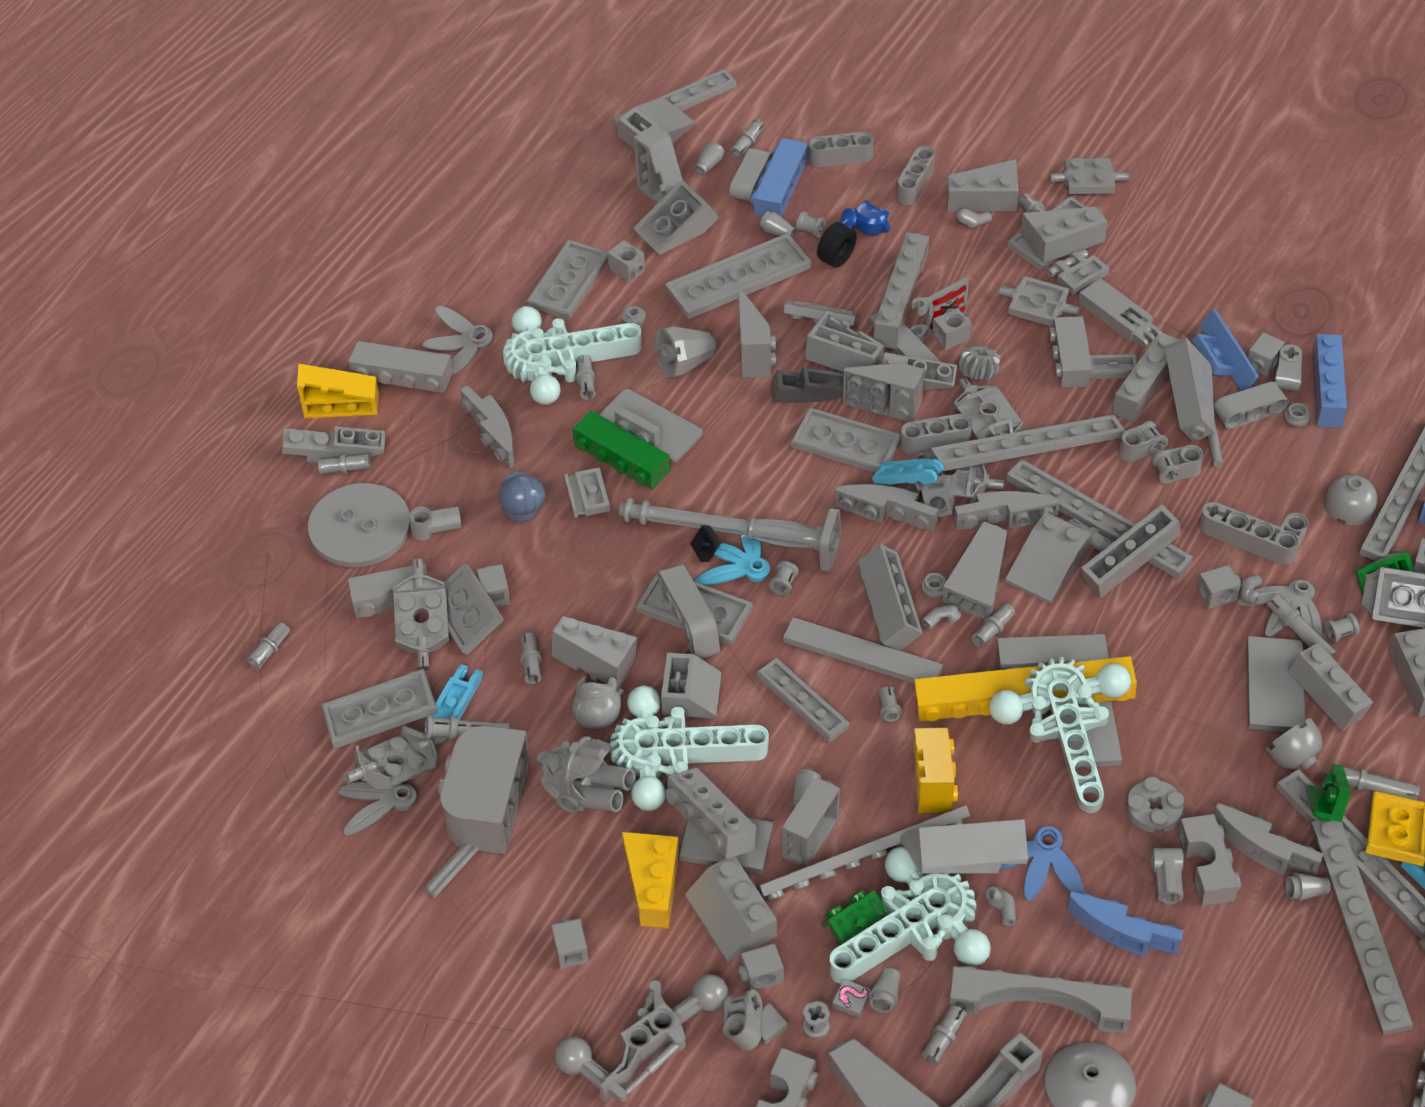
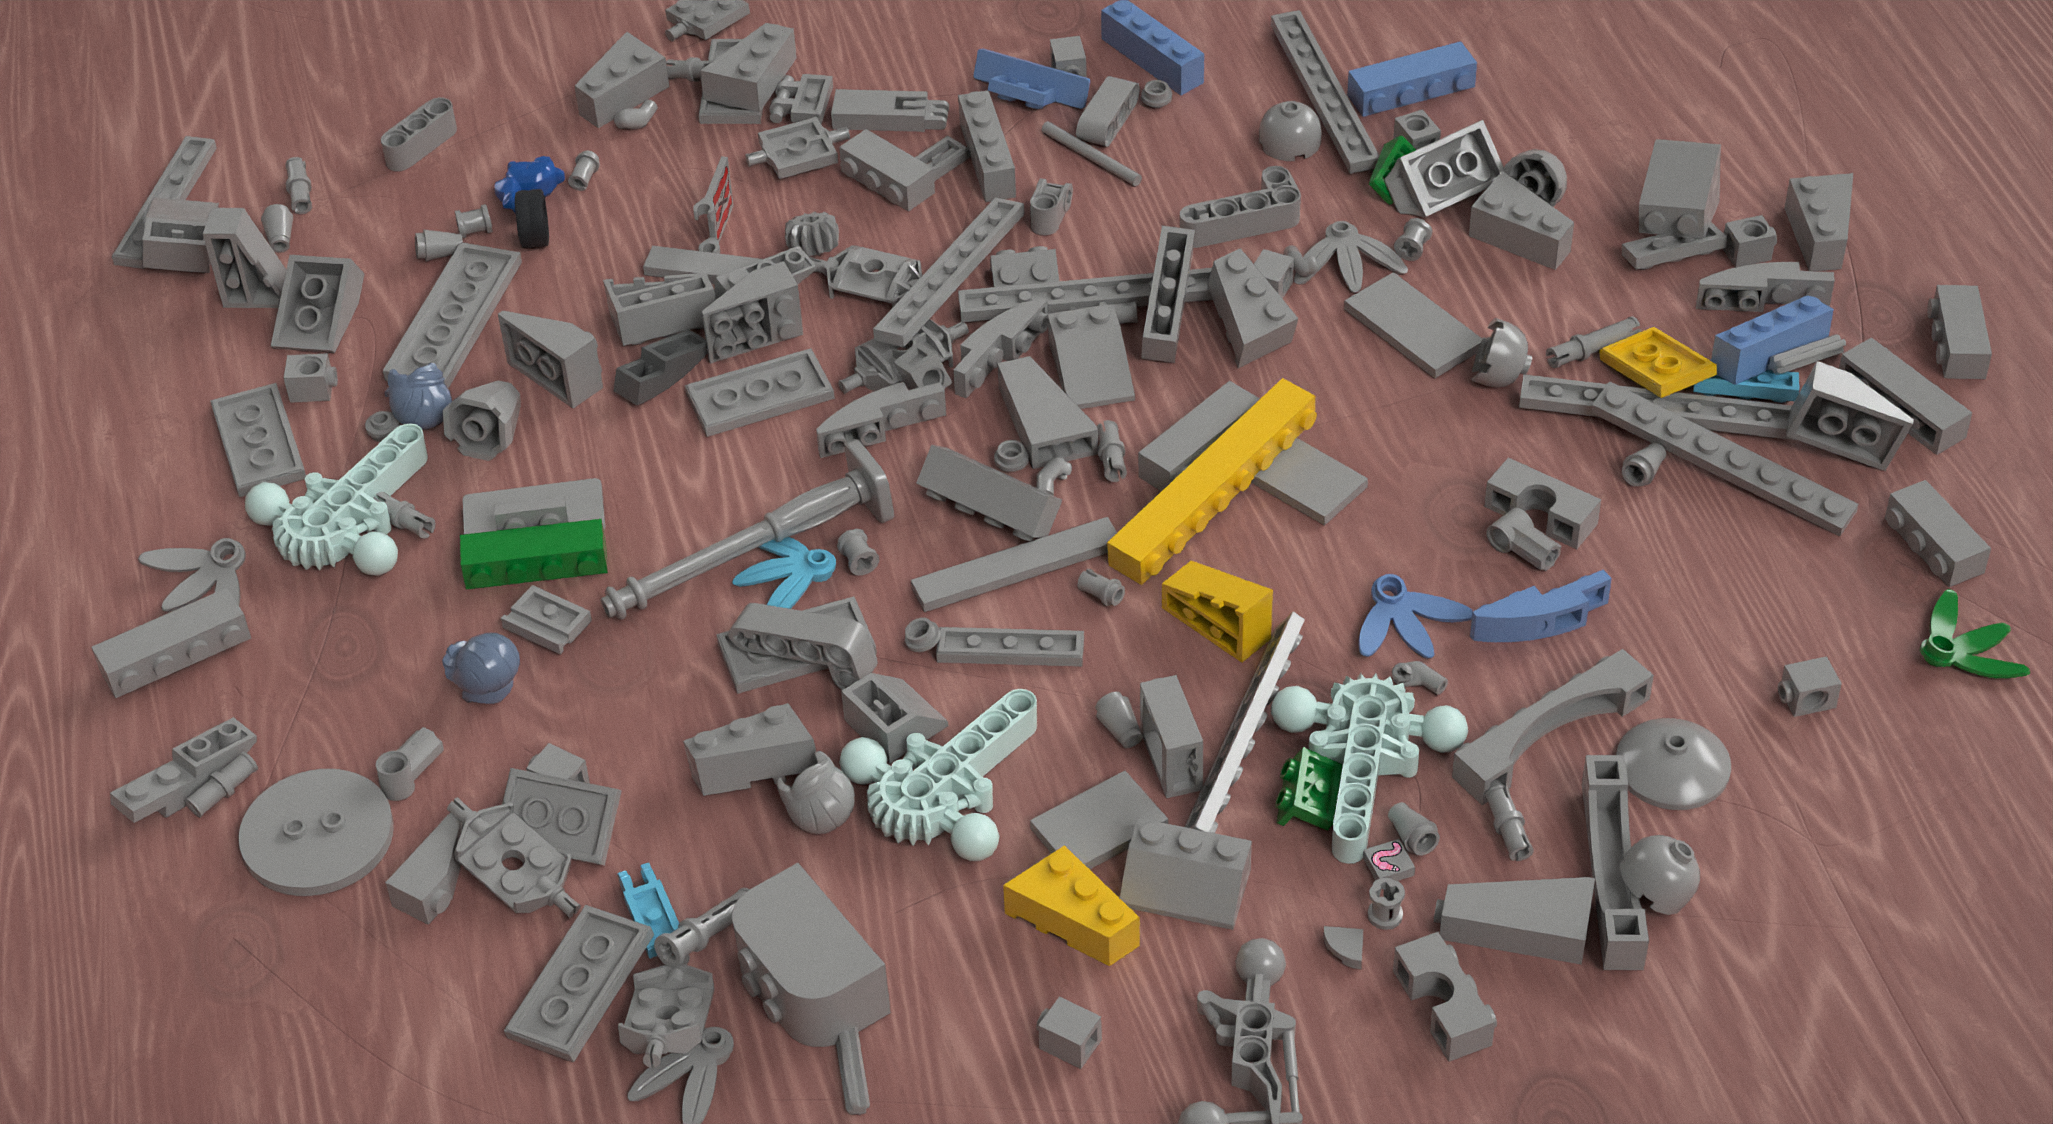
camera: 45 degrees left, 5 degrees down
(268, 646) = (363, 1023): light grey axle -> none
(336, 392) = (124, 719): yellow wedge -> none
(492, 422) = (360, 625): light grey slope -> none
(530, 658) = (685, 813): light grey pin -> none
(582, 779) = (898, 864): light grey helmet -> none
(661, 312) = (418, 396): none -> sand blue hair
(705, 543) = (738, 576): black plate -> none
(711, 813) = (1068, 800): light grey brick -> none
(743, 1019) = (1318, 954): light grey piece -> none
(749, 173) = (347, 215): light grey beam -> none
(761, 654) = (921, 635): none -> light grey plate
(761, 968) = (1280, 901): light grey brick -> none
(780, 177) = (384, 198): medium blue brick -> none
(801, 309) = (588, 295): light grey plate -> none
(897, 297) = (628, 185): light grey arch -> none
(898, 235) = (586, 165): none -> light grey pin
(908, 471) = (872, 367): medium azure hinge -> none
(916, 175) = (530, 111): light grey beam -> none
(934, 432) = (846, 324): light grey beam -> none
(951, 329) = (743, 224): light grey brick -> none
(967, 847) = (1342, 644): light grey slope -> none
(1077, 474) = (1023, 268): none -> light grey bracket
(1111, 681) = (1241, 452): light aqua piece -> none
(1159, 792) = (1428, 483): light grey plate -> none
(1173, 598) = (1250, 308): none -> light grey wedge
(1179, 463) = (1105, 199): light grey piece -> none
(1191, 388) = (1046, 127): light grey slope -> none
(1254, 839) = (1577, 456): light grey slope -> none
(1288, 369) = (1105, 58): light grey piece -> none
(1297, 623) = (1368, 258): light grey pin -> none
(1330, 686) = (1469, 287): light grey brick -> none
(1332, 798) = (1590, 364): green bracket -> none

